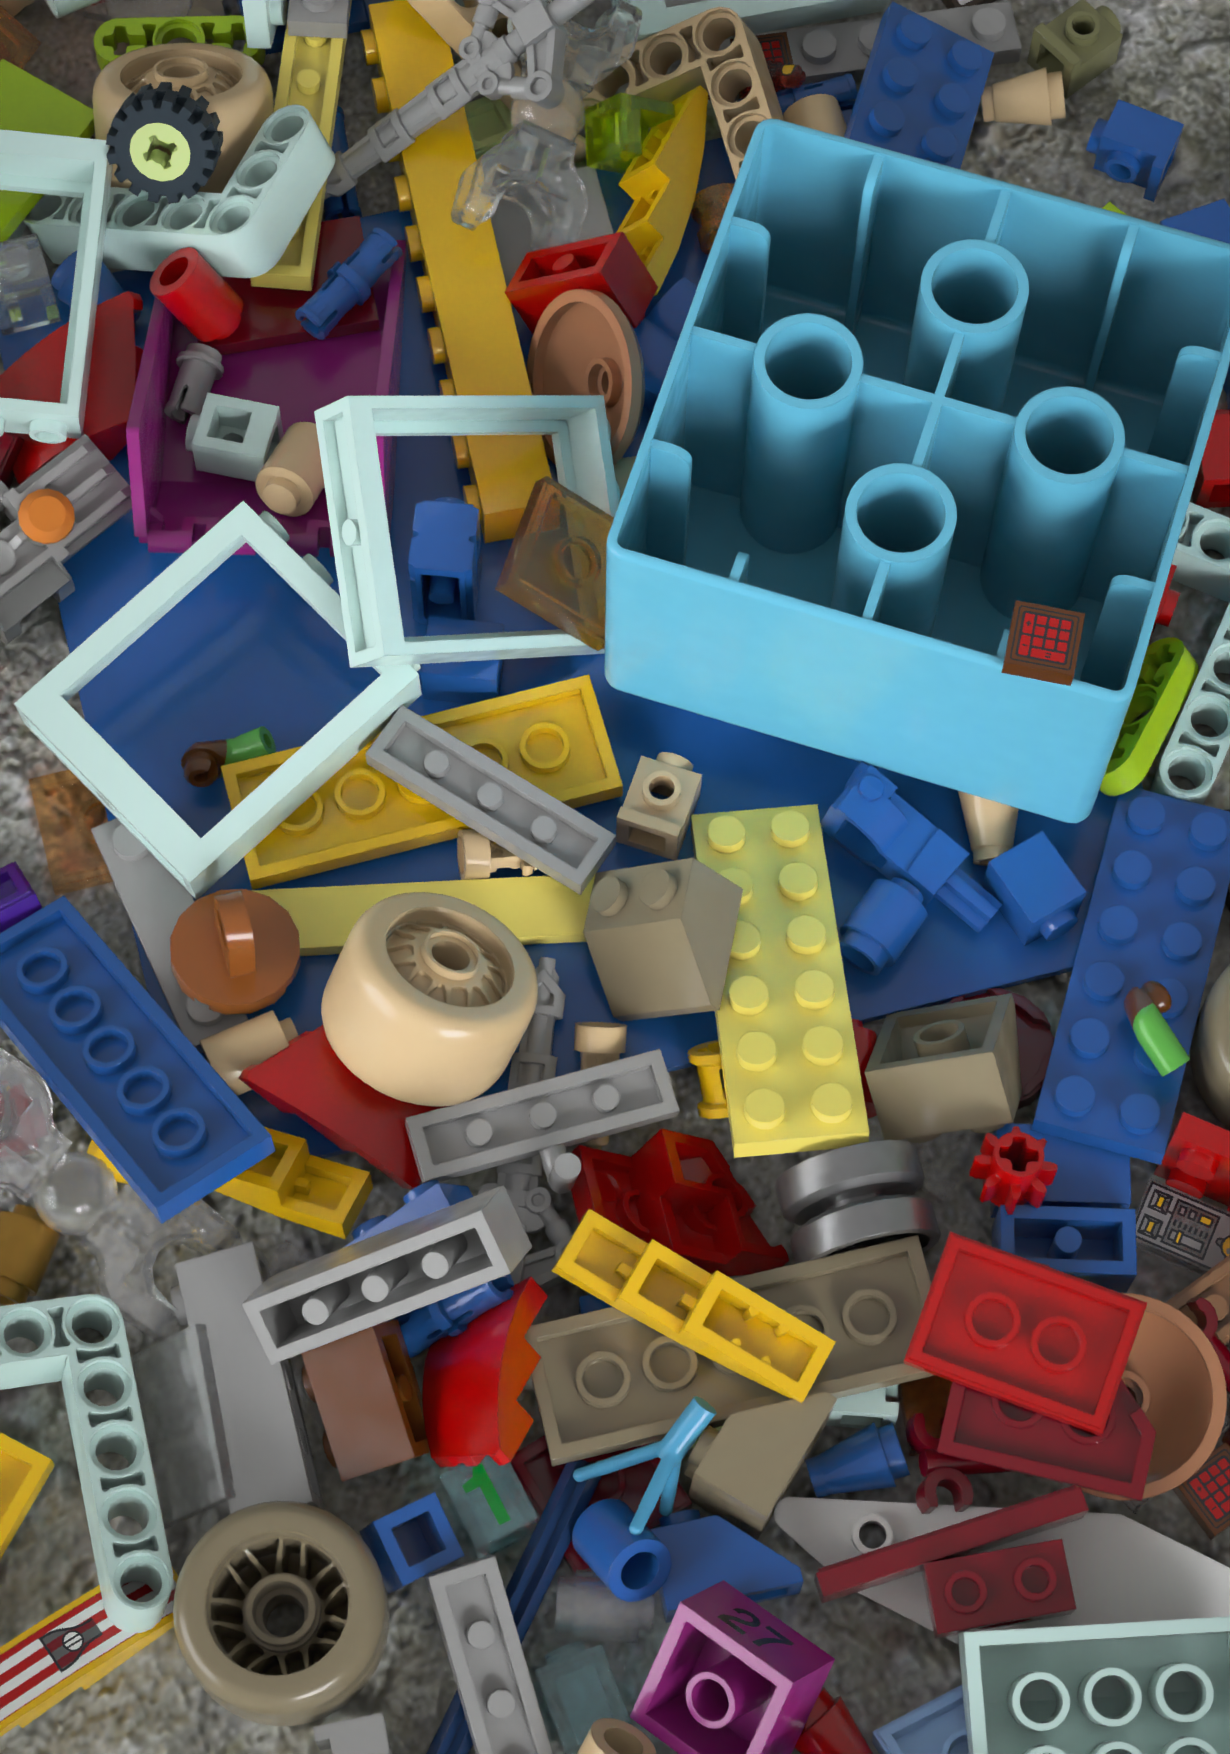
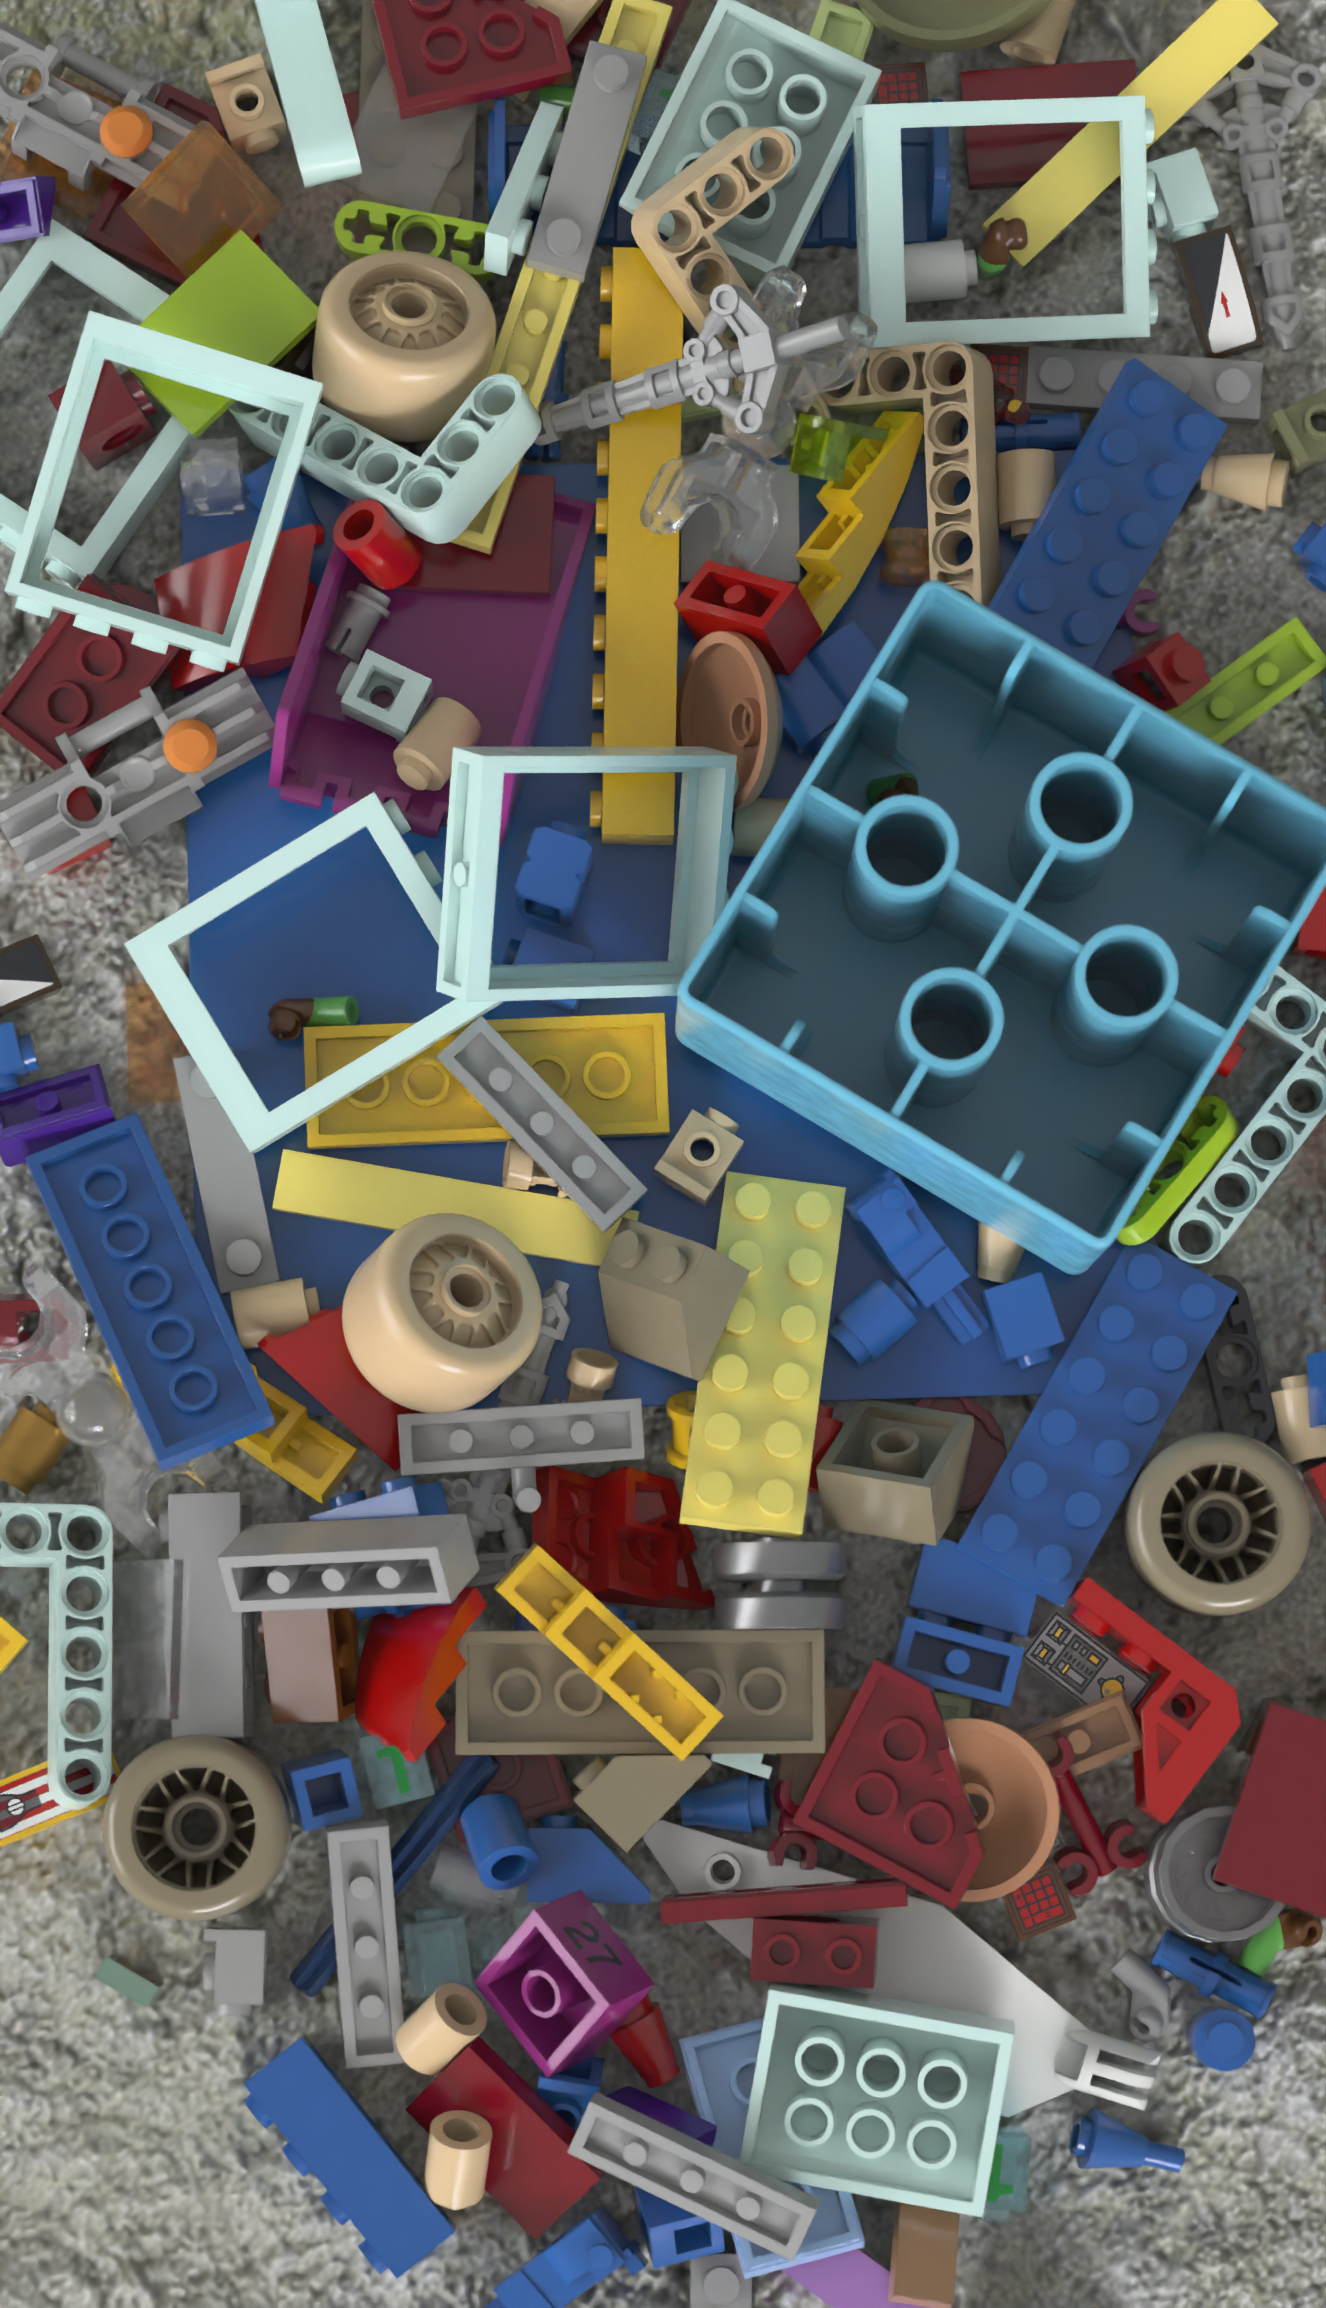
camera: 10 degrees right, 15 degrees up
(175, 123) = (375, 397): black wheel -> none
(235, 951) = (279, 1215): dark orange tile -> none
(348, 283) = (527, 554): blue pin -> none
(560, 562) = (660, 917): clear orange tile -> none
(670, 1451) = (558, 1771): dark azure plant -> none
(1013, 1170) = (940, 1586): red gear -> none
(1025, 1333) = (891, 1744): red tile -> none
(1043, 643) = (1042, 1181): tile -> none
(1145, 1010) = (1081, 1490): bright green arm -> none

